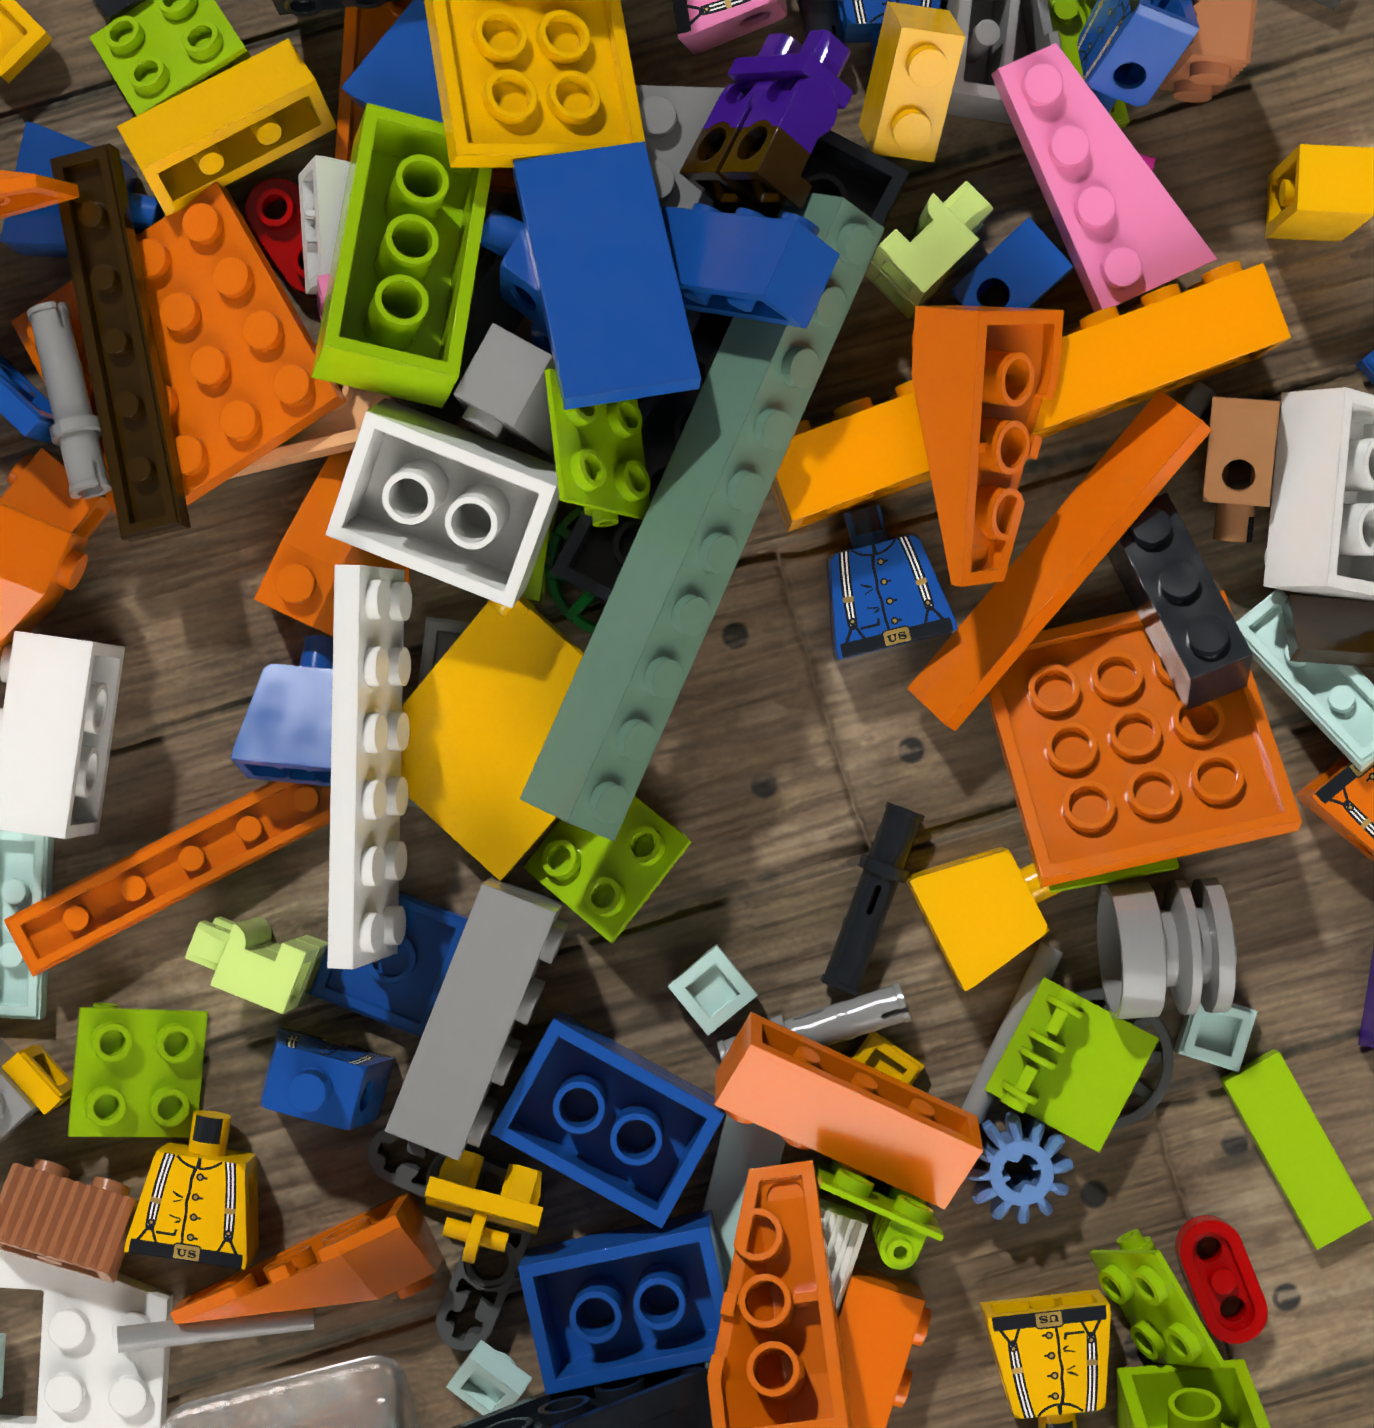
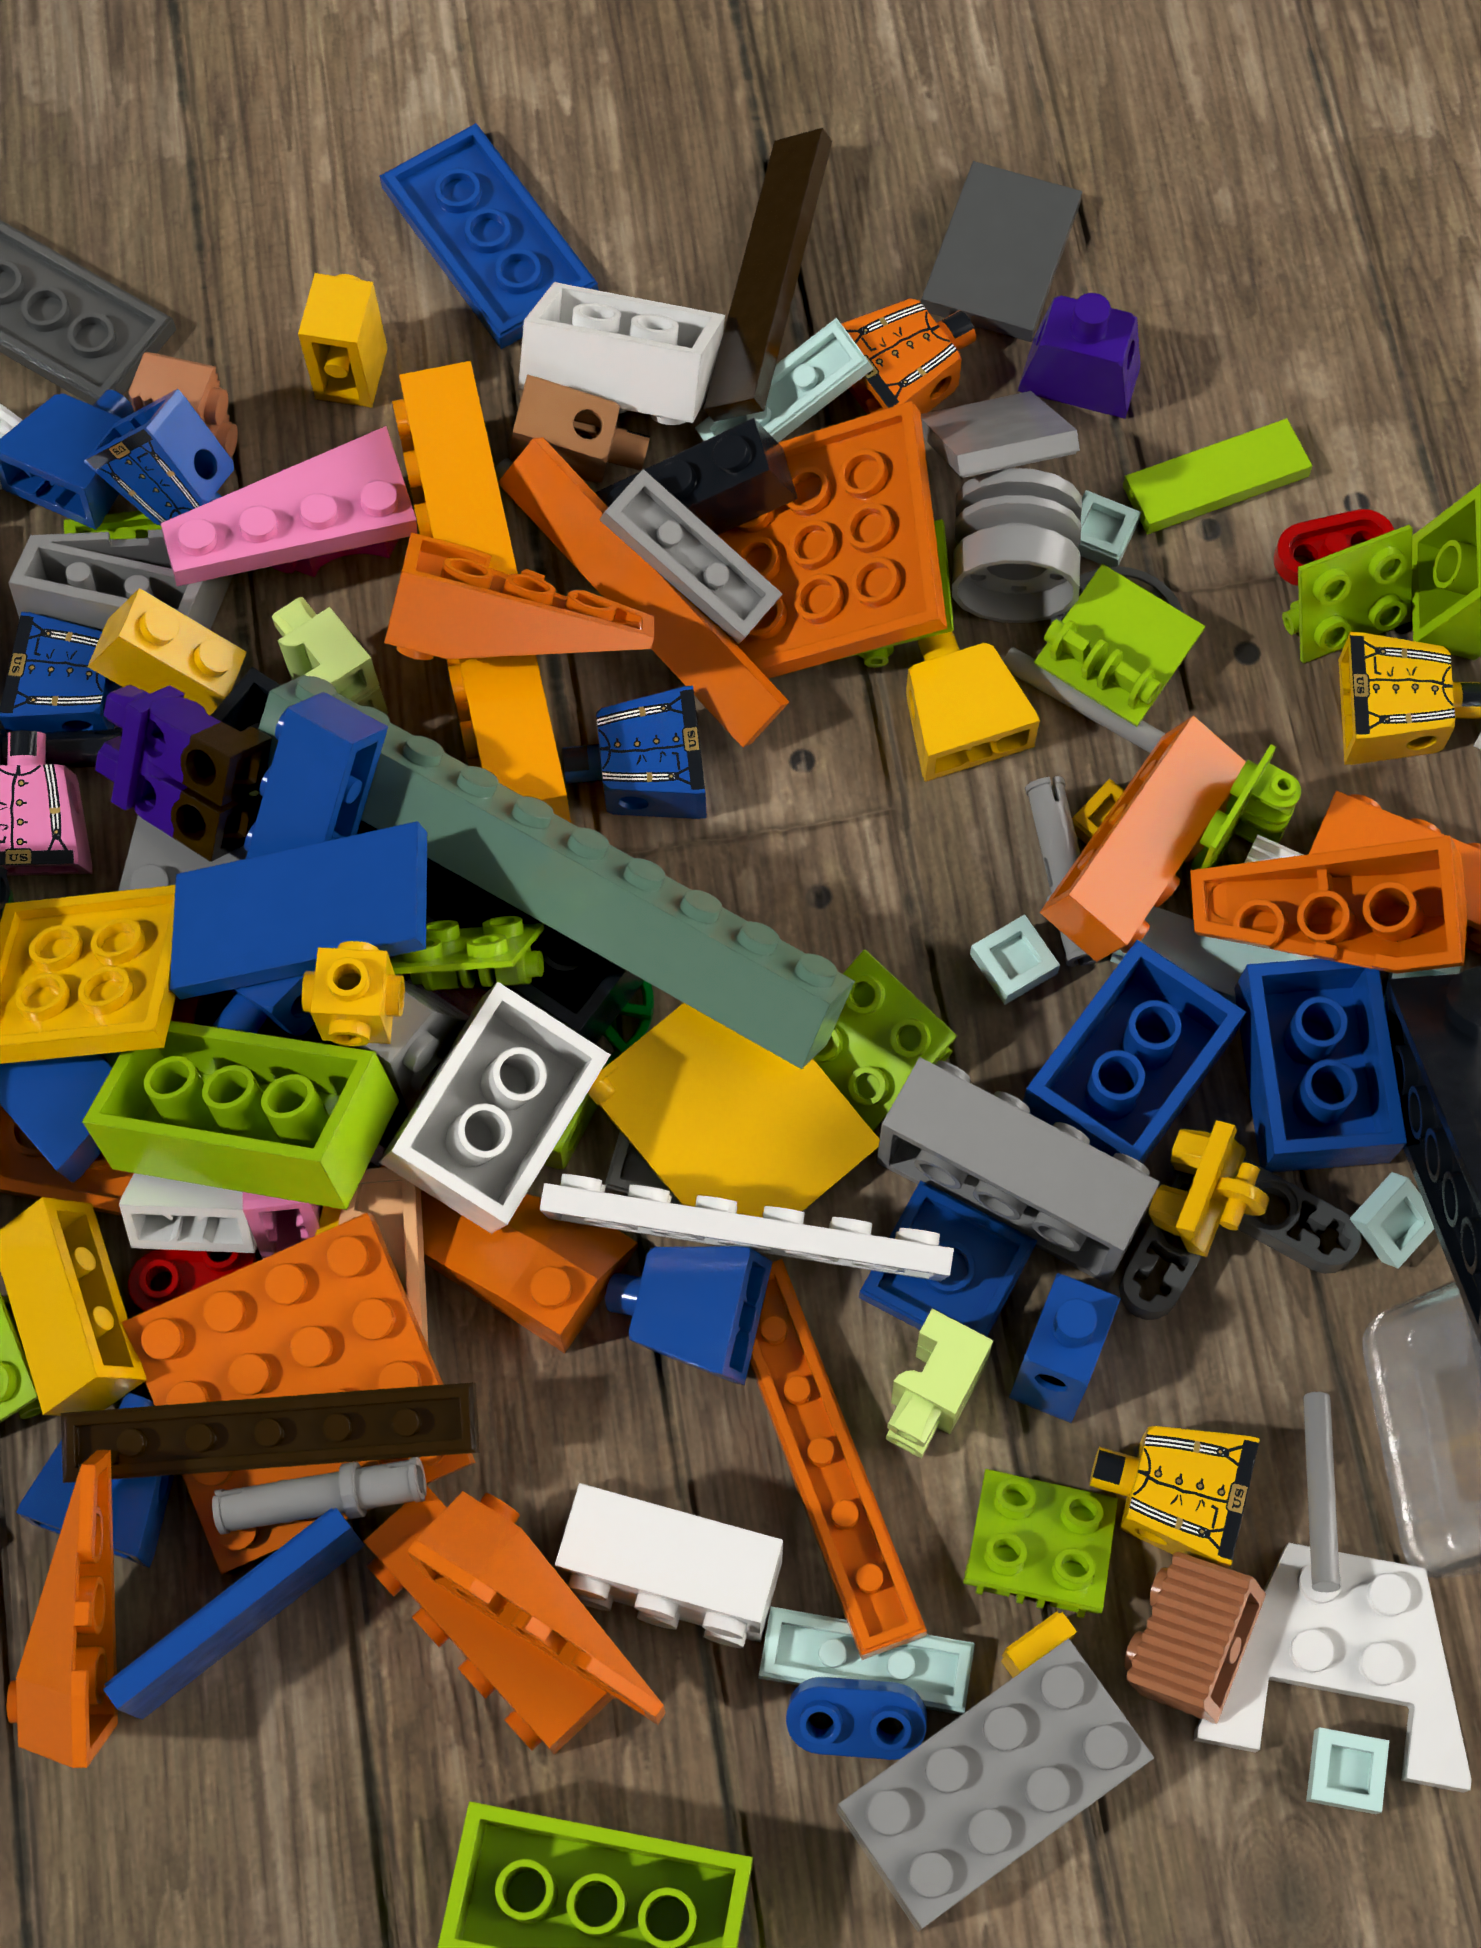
camera: 85 degrees left, 20 degrees down
(349, 1263) = (1257, 1332): orange wedge -> none
(503, 372) = (353, 994): none -> yellow brick
(872, 898) = (941, 804): black pin -> none
(1021, 265) = (361, 591): blue torso -> none
(1022, 1189) = (1223, 685): medium blue gear -> none
(1091, 607) = (690, 556): none -> light grey plate
(1294, 914) = (999, 434): none -> light grey tile

